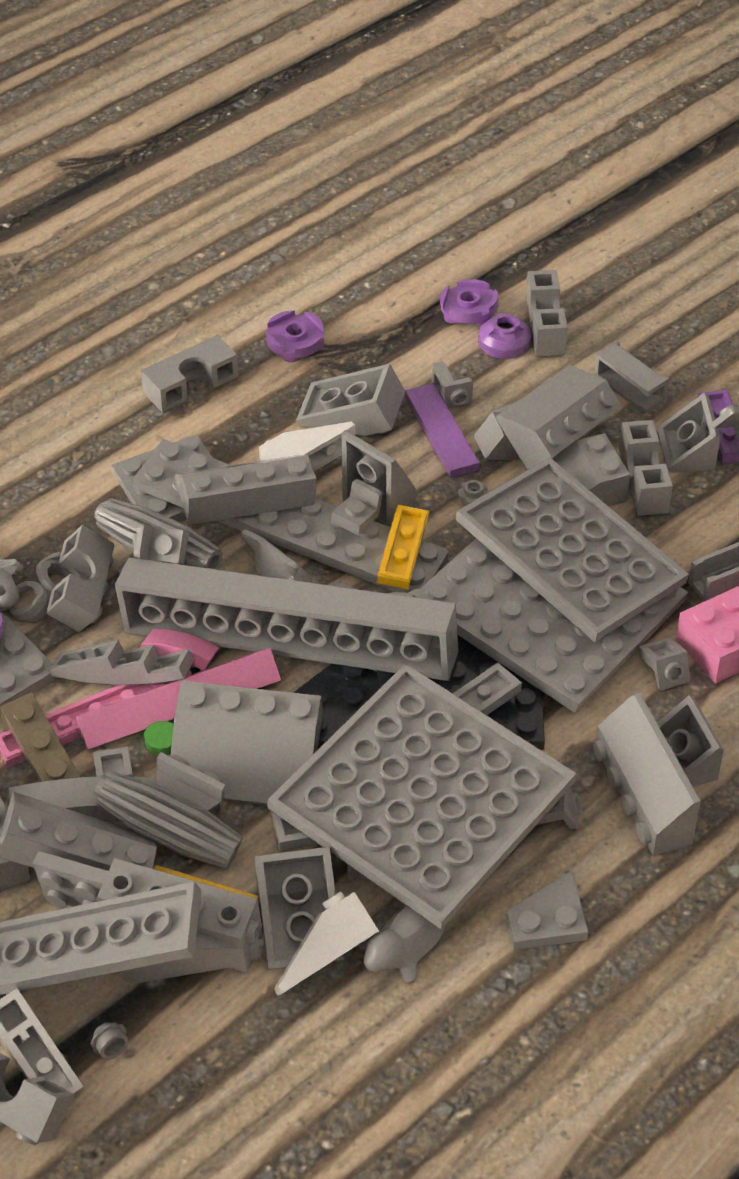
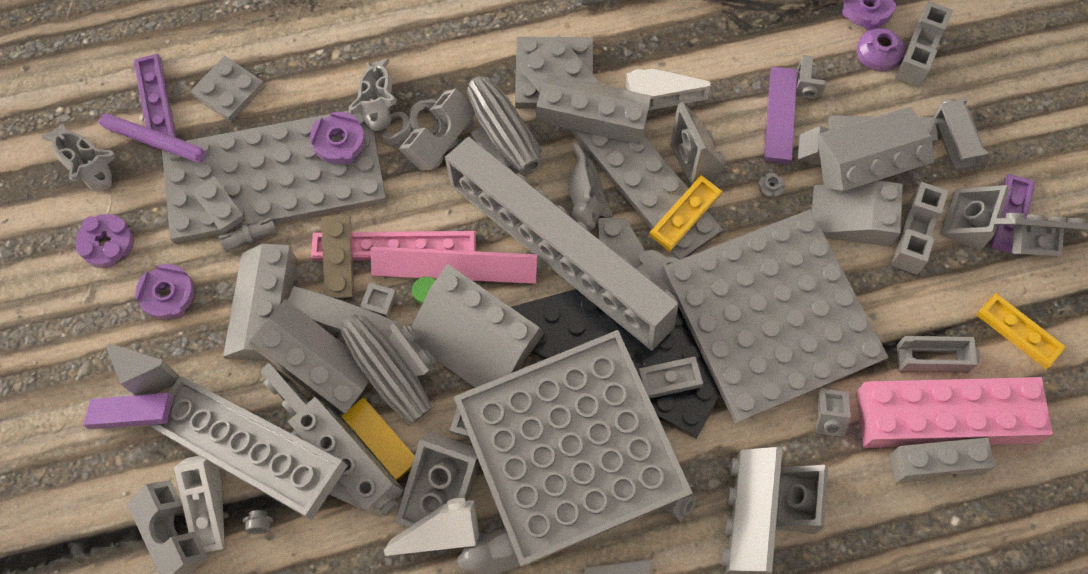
camera: 30 degrees right, 20 degrees up
(112, 665) = (423, 215): light grey slope -> none
(160, 544) = (494, 137): light grey bracket -> none
(173, 641) = (480, 223): bright pink slope -> none
(359, 508) = (668, 165): light grey bracket -> none
(364, 397) = (726, 60): light grey slope -> none
(572, 548) = (811, 282): light grey plate -> none

